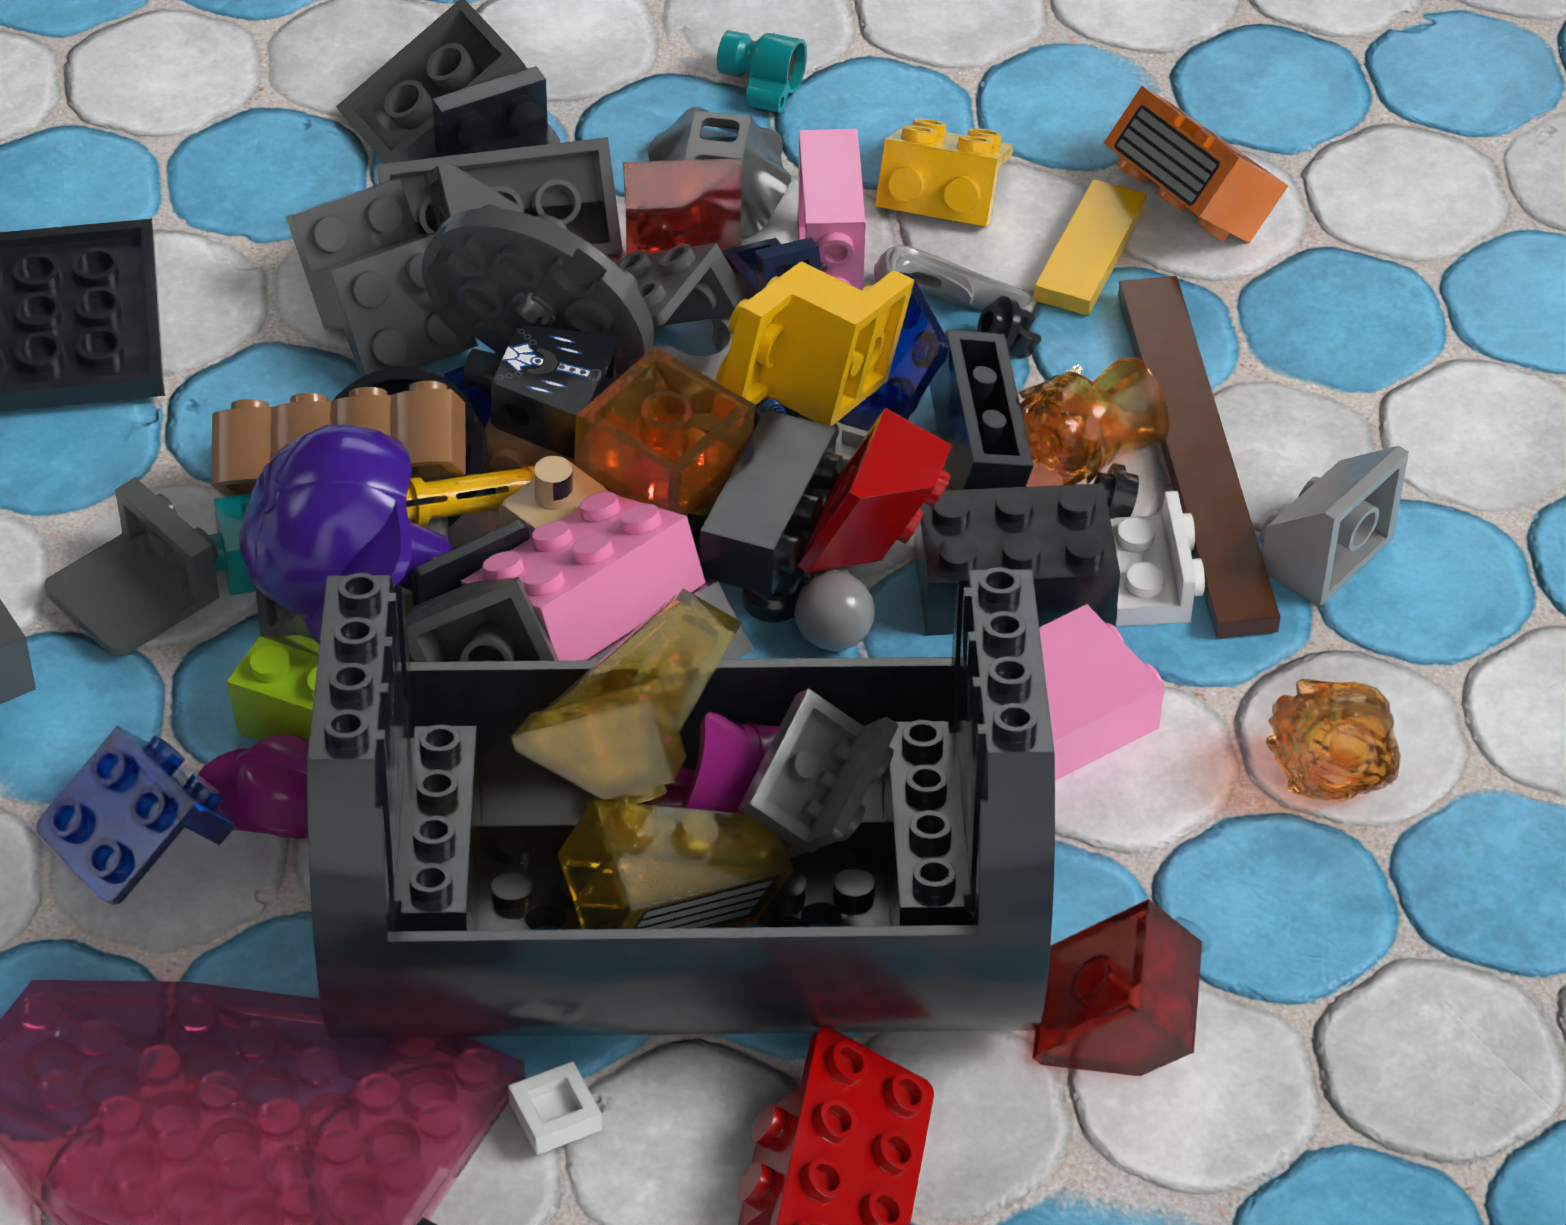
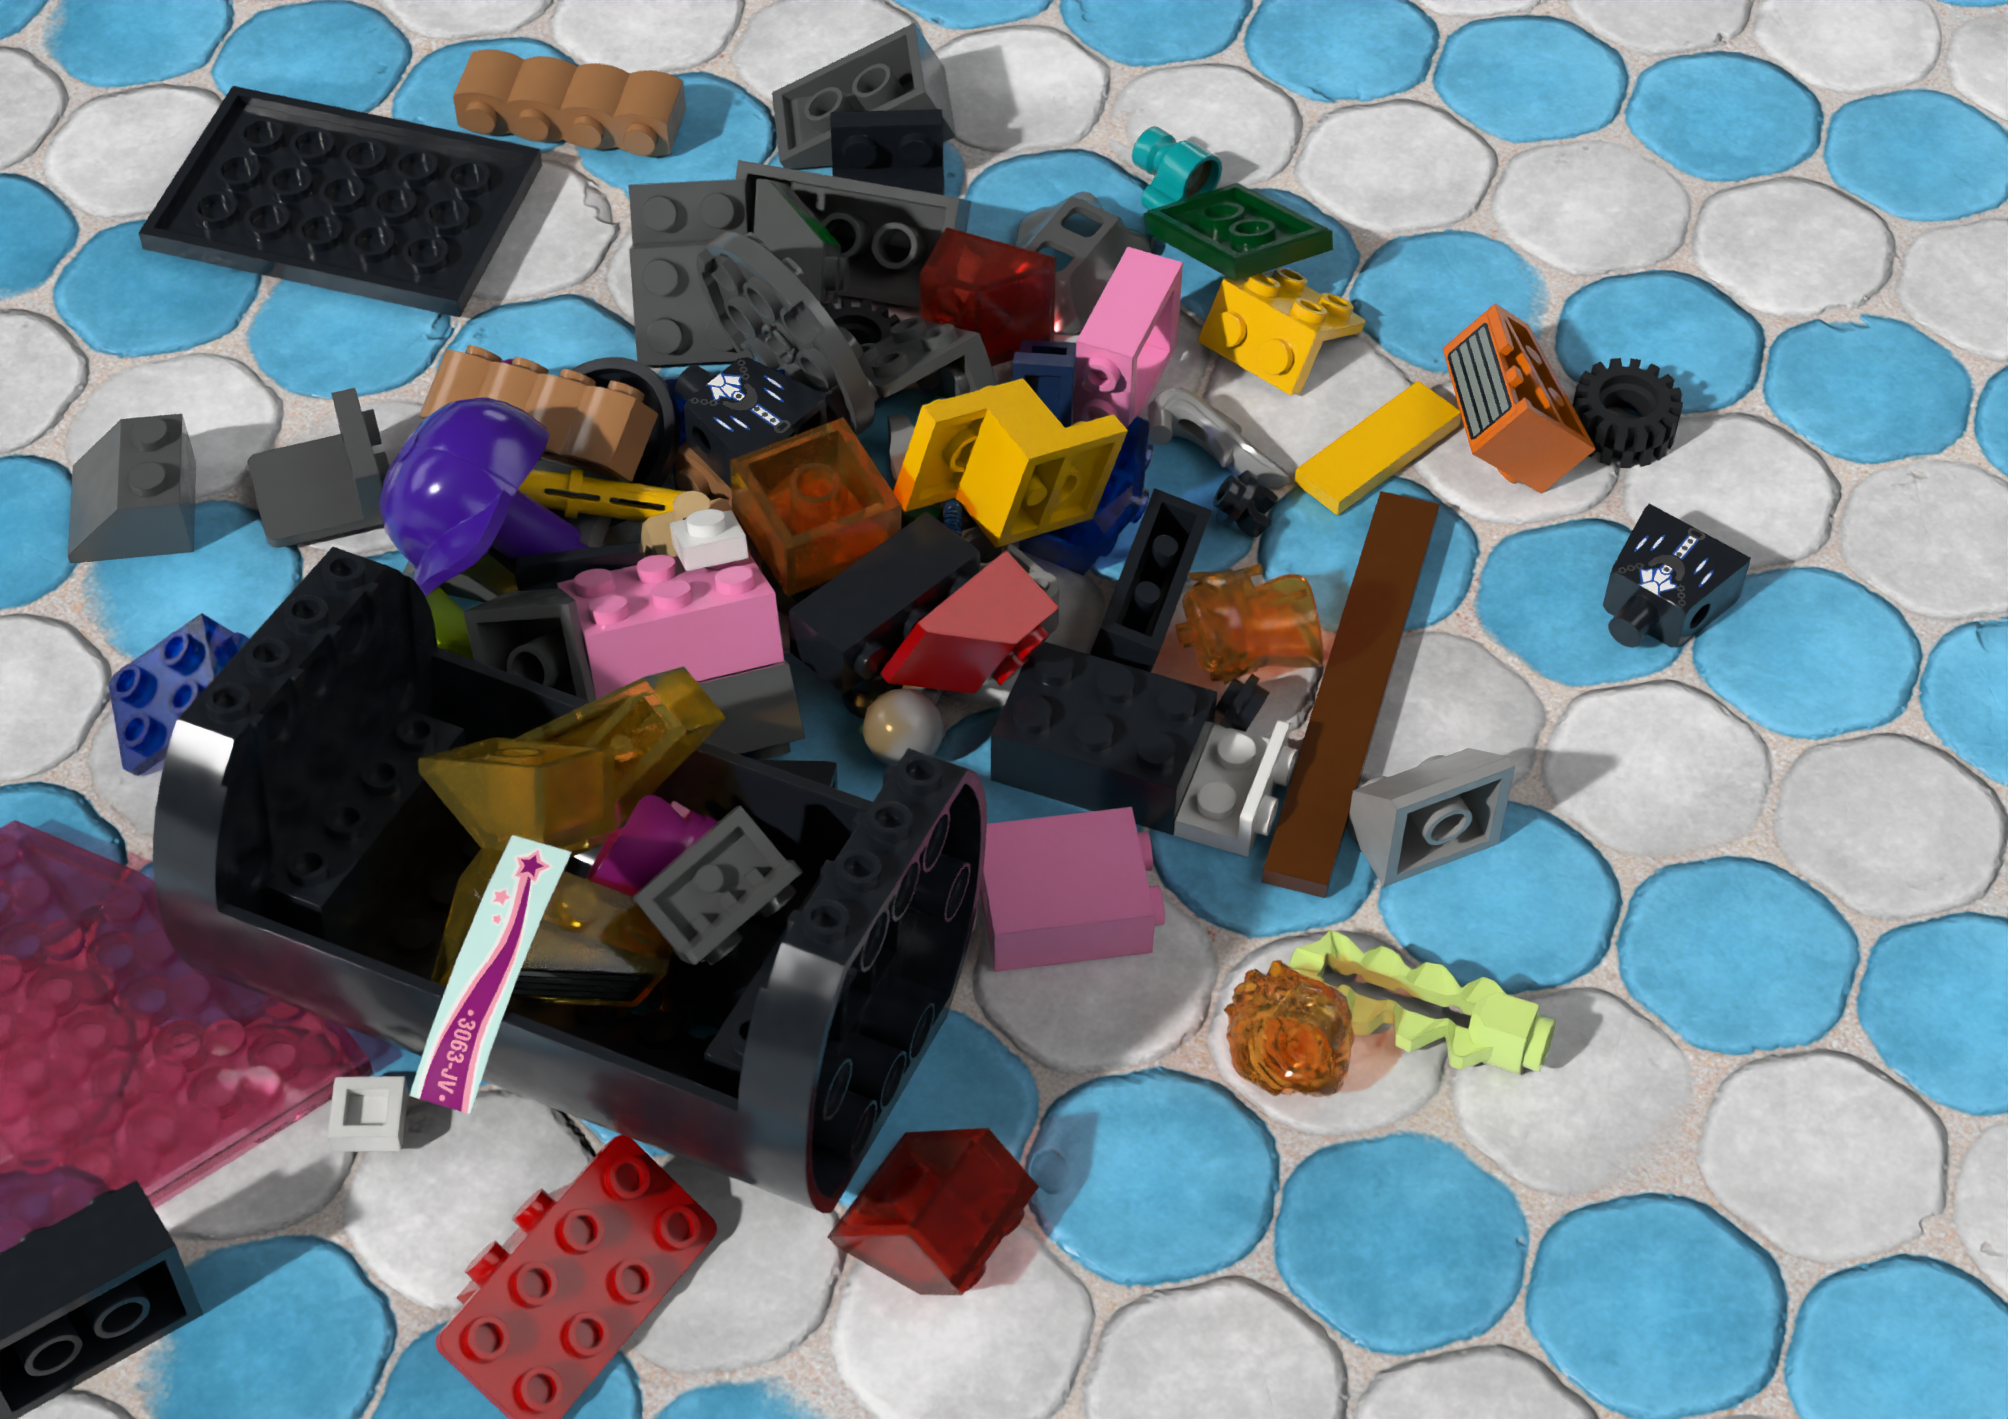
camera: 25 degrees right, 5 degrees up
(138, 171) = (580, 104): none -> medium nougat brick
(590, 493) = (708, 539): none -> white plate
(681, 904) = (487, 973): none -> sticker
(863, 96) = (1238, 231): none -> dark green tile
(1296, 131) = (1634, 390): none -> black tyre
(1409, 275) = (1670, 581): none -> black torso
(1499, 678) = (1501, 1027): none -> yellowish green sword

